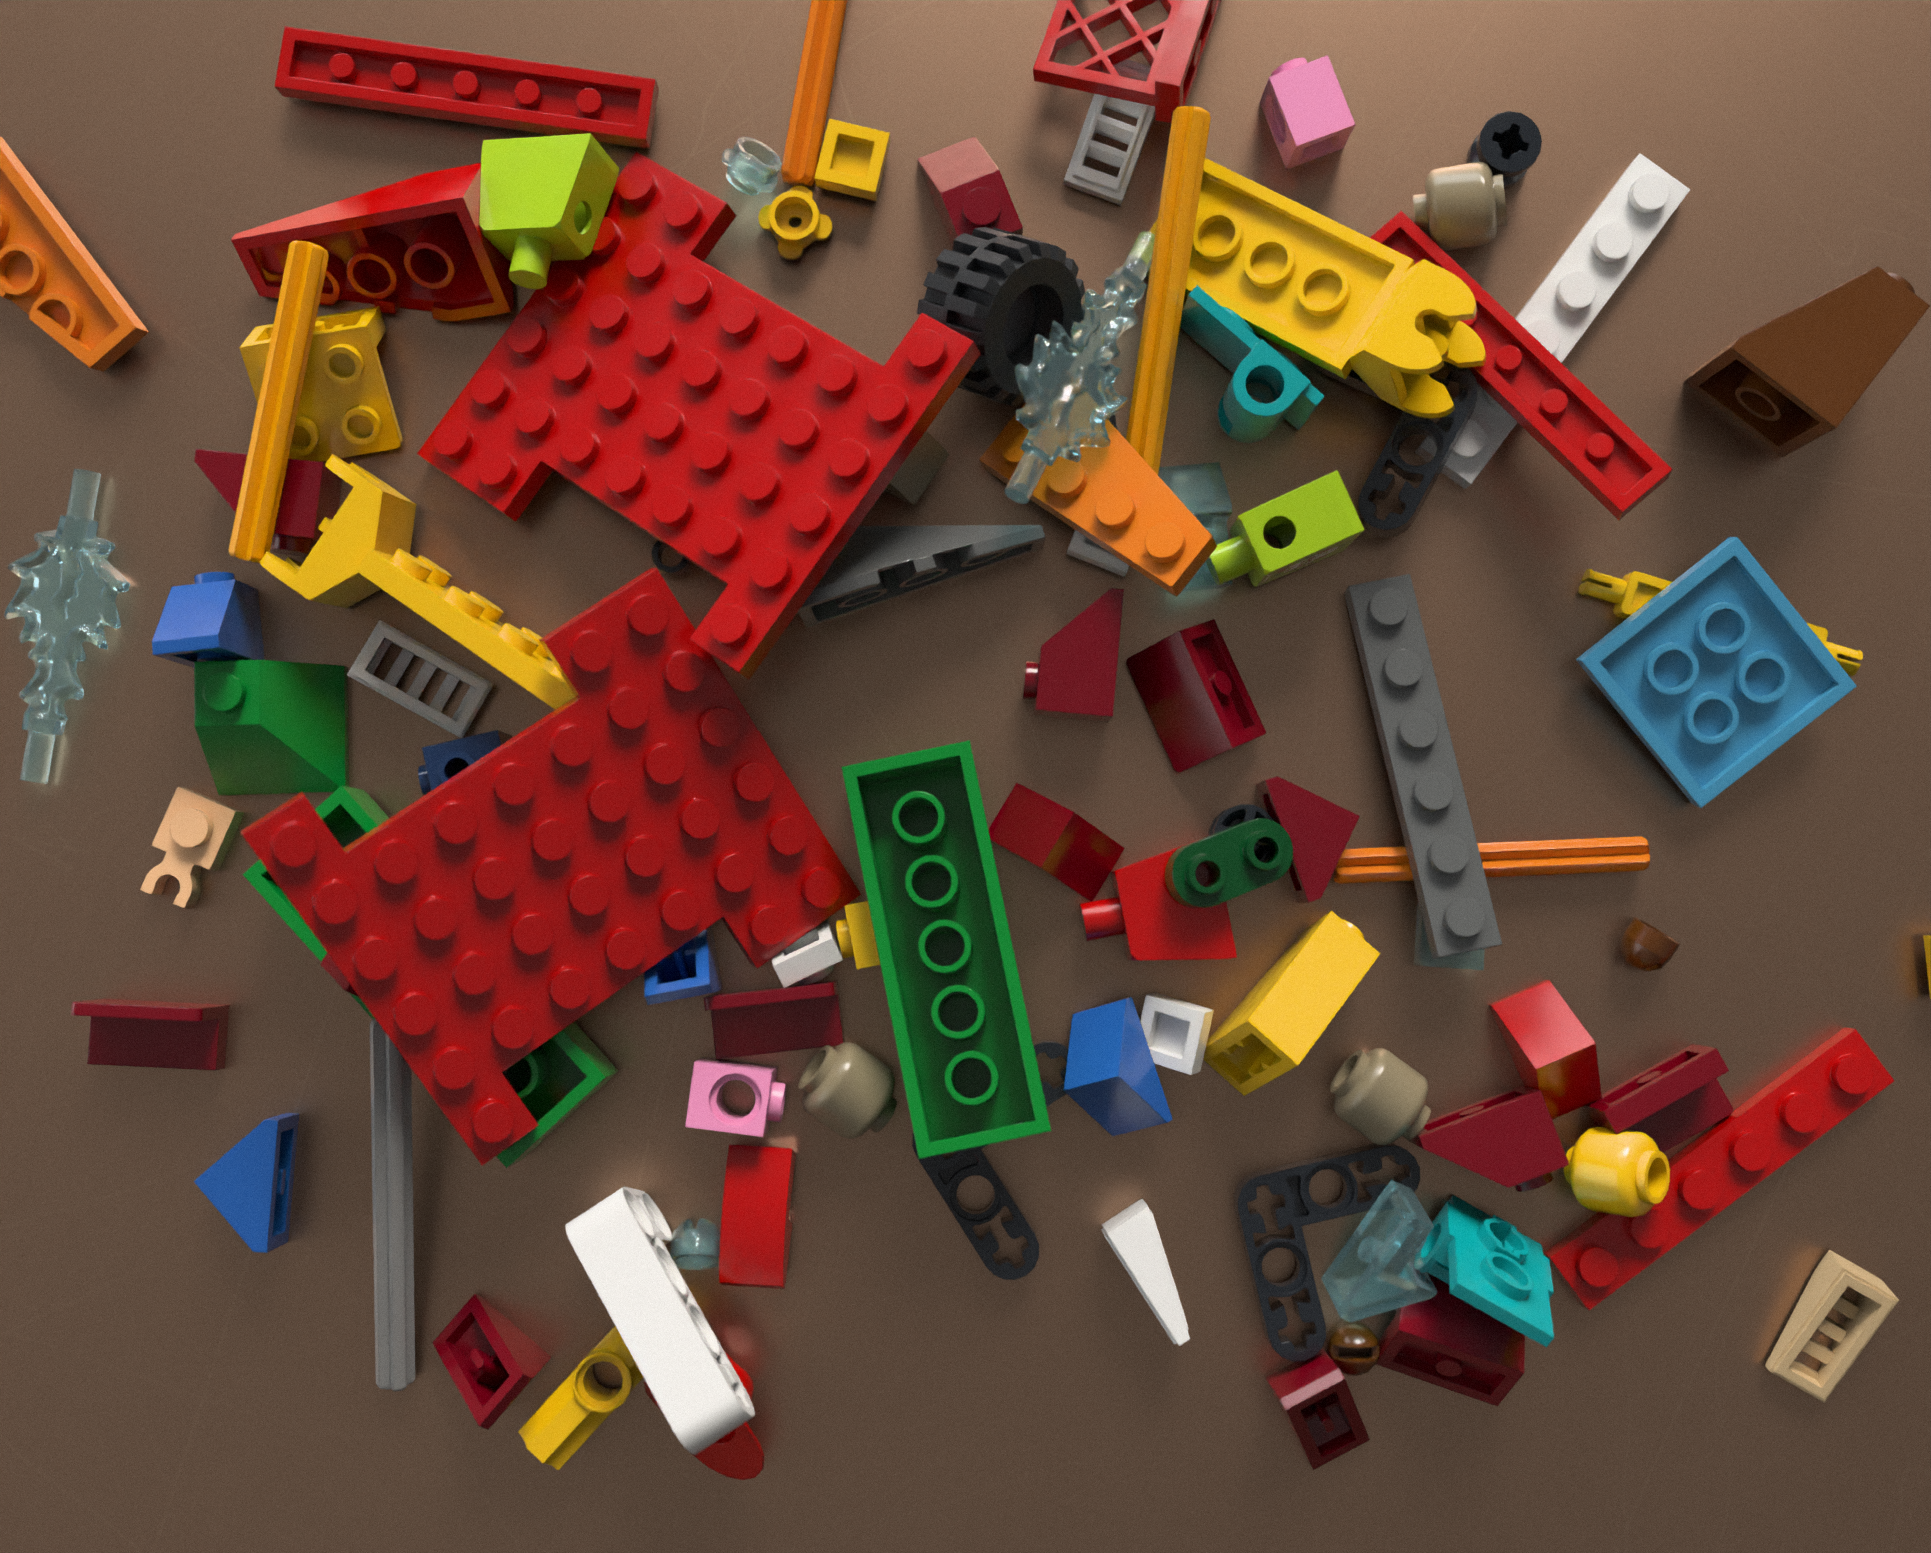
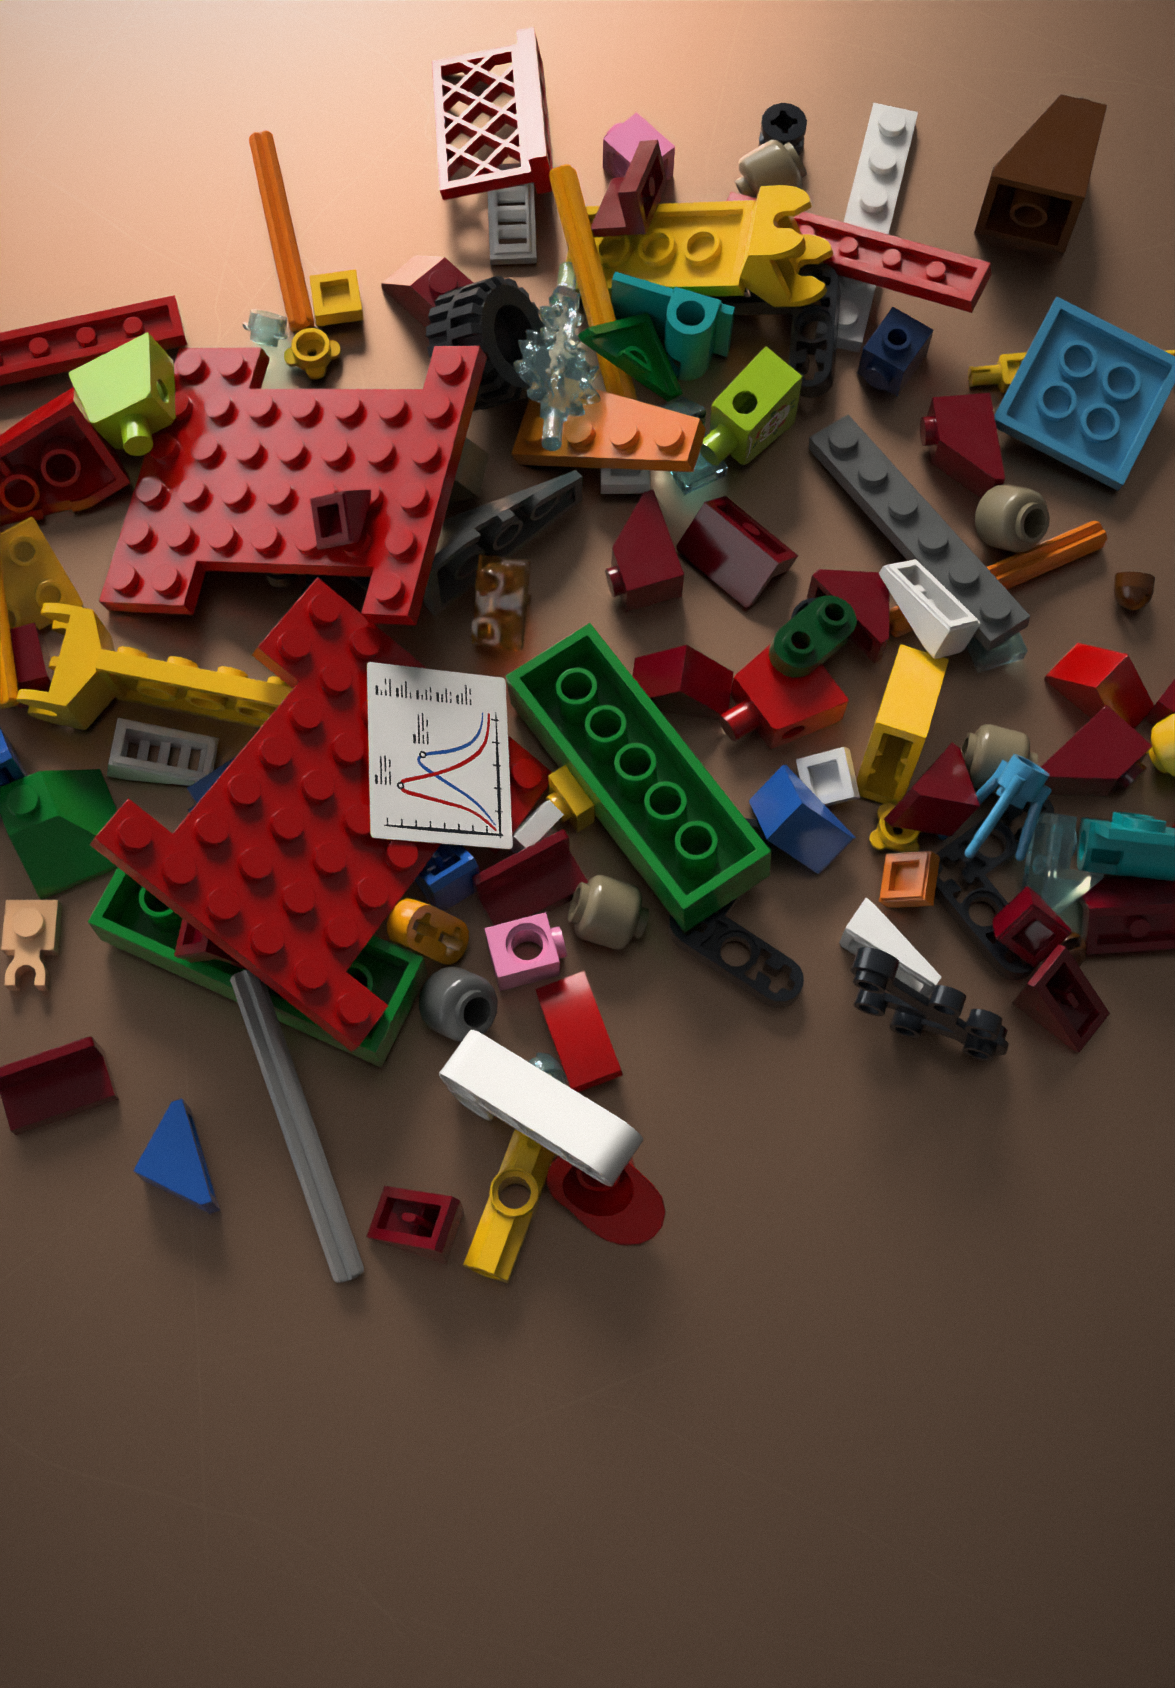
camera: 20 degrees left, 15 degrees down
(629, 1037) = (431, 924): none -> light orange beam
(632, 1133) = (457, 1002): none -> dark grey head
(712, 503) = (339, 517): none -> dark red slope
(718, 841) = (438, 757): none -> white sticker
(881, 659) = (501, 602): none -> clear orange hips
(1184, 390) = (636, 350): none -> green tile
(1202, 1413) = (876, 972): none -> black plant
(1212, 1194) = (909, 879): none -> orange tile
(1246, 1124) = (885, 837): none -> yellow plate
(1267, 181) = (633, 198): none -> dark red panel
(1288, 1115) = (939, 799): none -> dark red slope
(1319, 1320) = (1030, 927): none -> dark red slope
(1386, 1157) = (1019, 782): none -> dark azure plant
(1391, 901) = (931, 610): none -> white slope
(1504, 515) = (894, 351): none -> dark blue brick
(1536, 672) = (964, 440): none -> dark red slope
(1543, 800) = (1012, 518): none -> dark tan head

